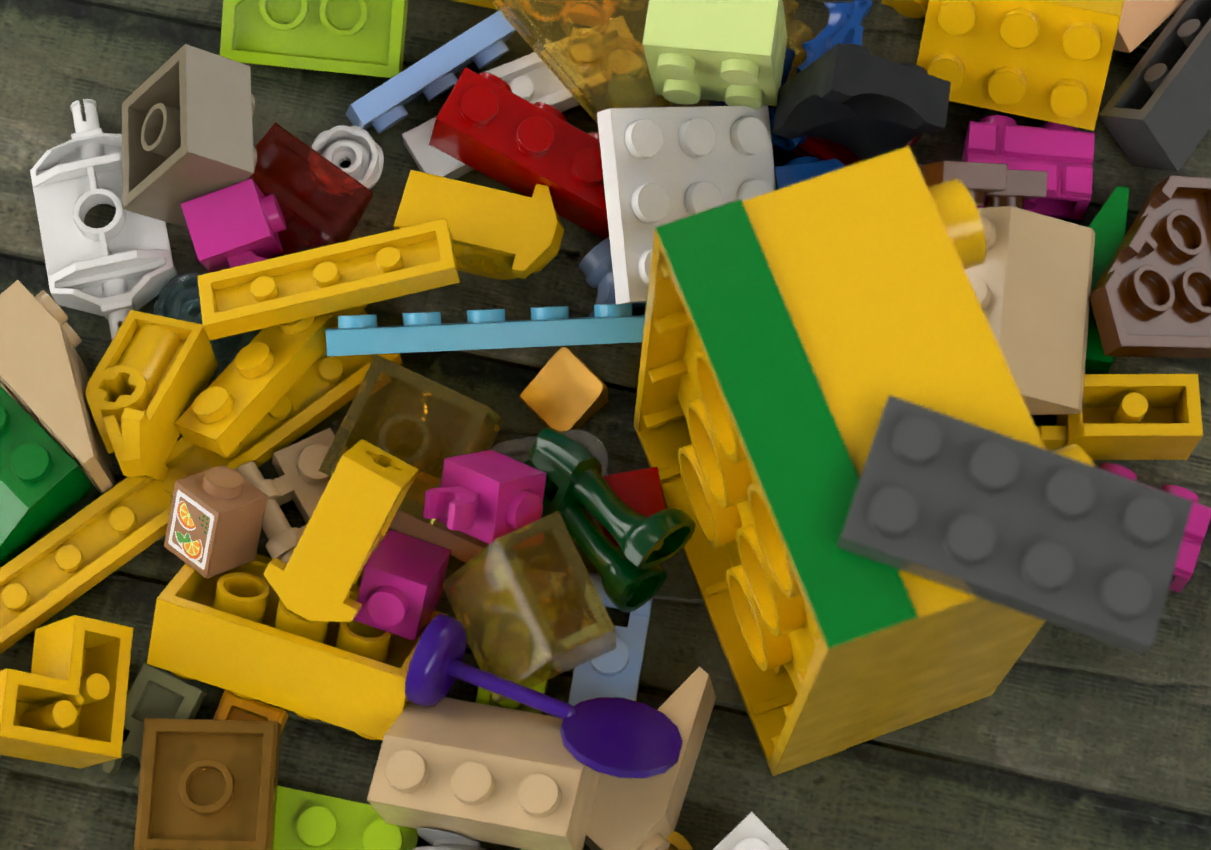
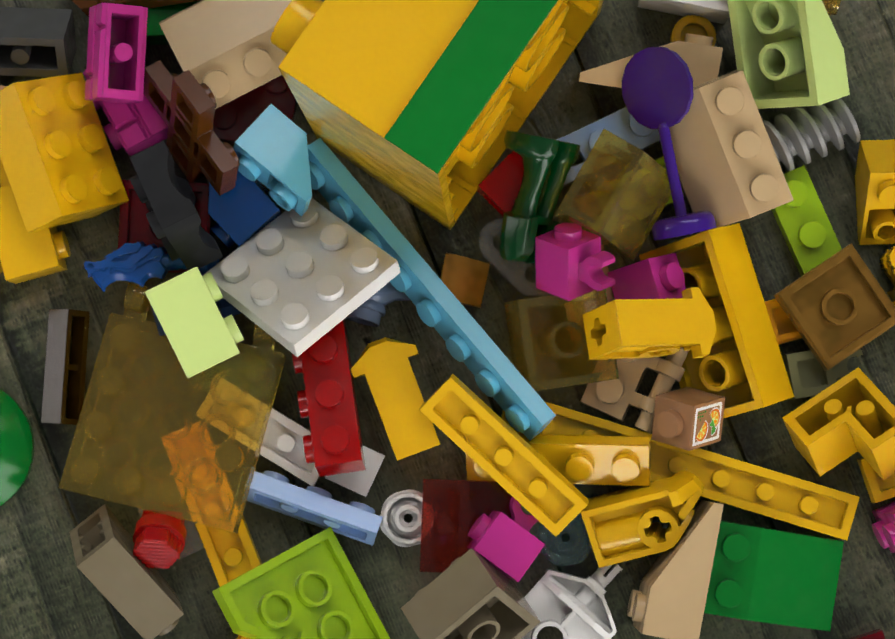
camera: 130 degrees left, 15 degrees up
(1085, 156) = (116, 53): none -> dark pink brick

